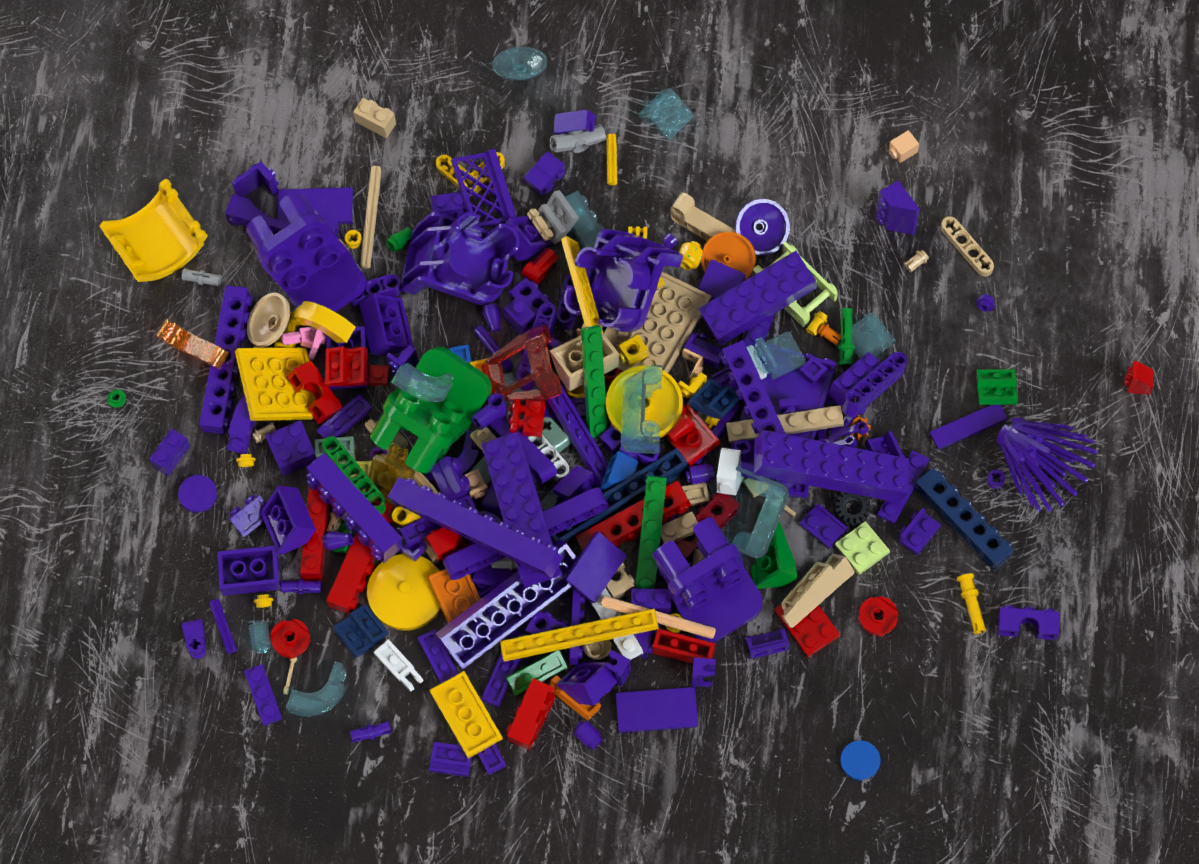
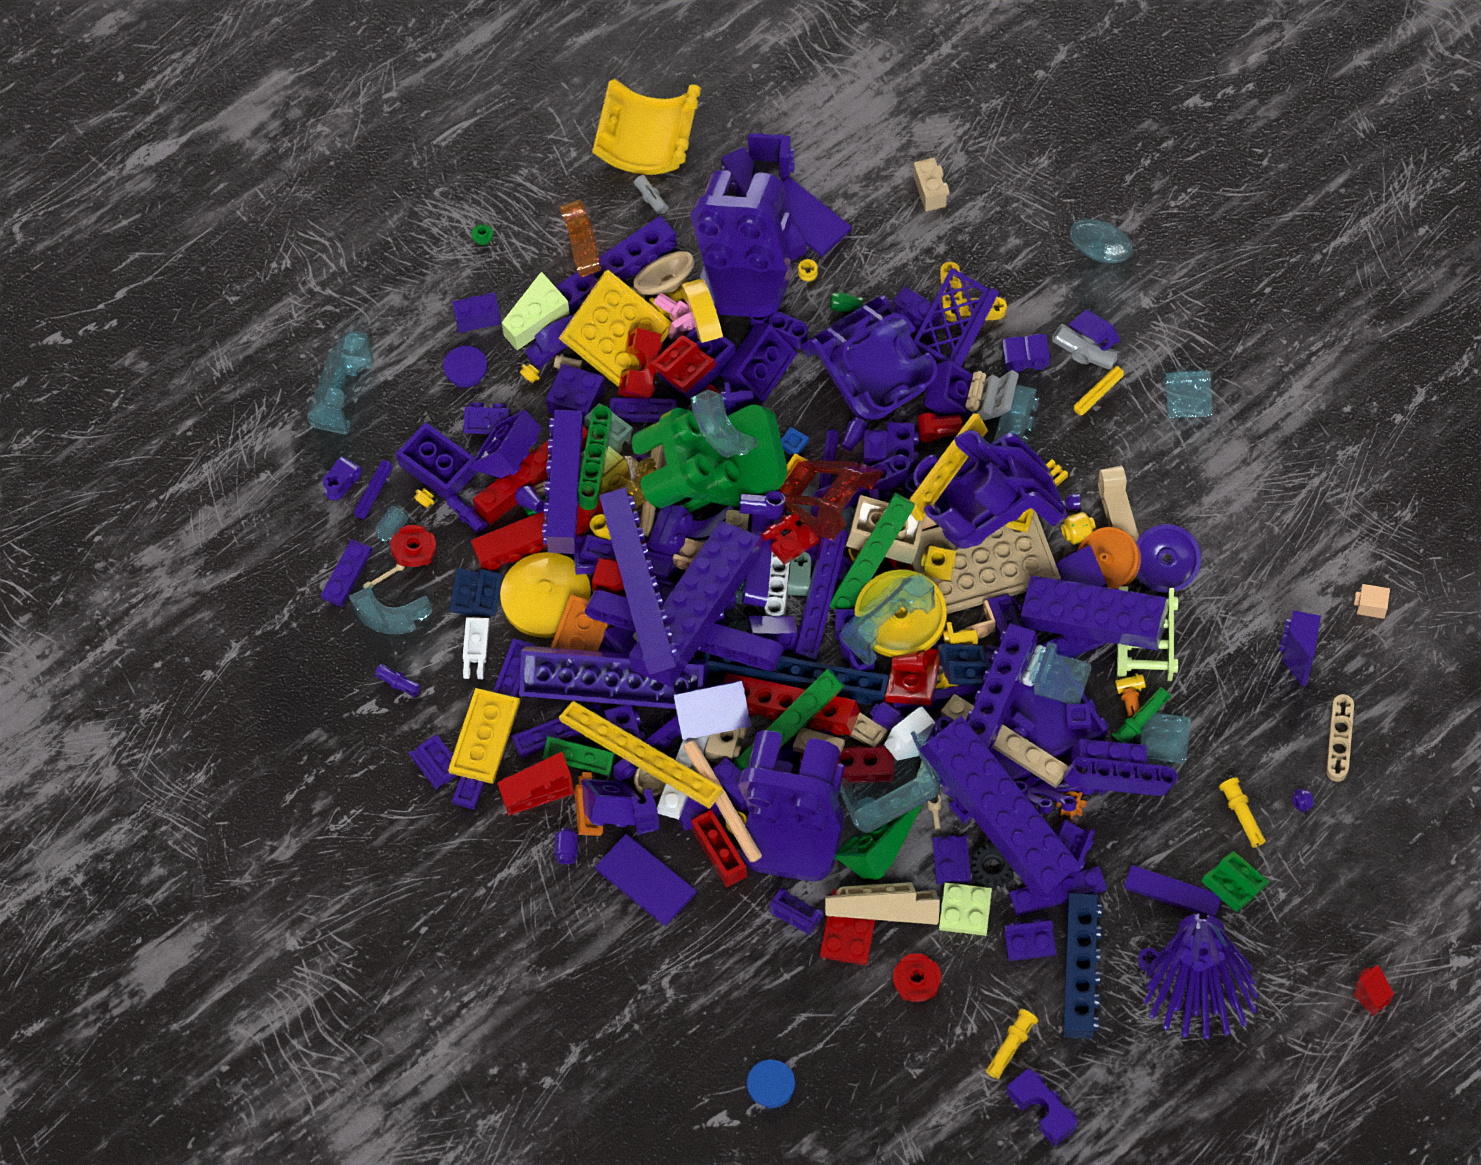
camera: 45 degrees right, 5 degrees down
(137, 599) = (328, 400): none -> clear light blue windscreen
(215, 417) = (534, 311): none -> yellowish green wedge
(370, 218) = (841, 264): tan axle -> none
(618, 470) = (825, 651): blue slope -> none
(702, 668) = (710, 879): dark purple hinge -> none
(916, 260) = (1278, 709): tan pin -> none
(950, 337) = (1238, 802): none -> yellow pin

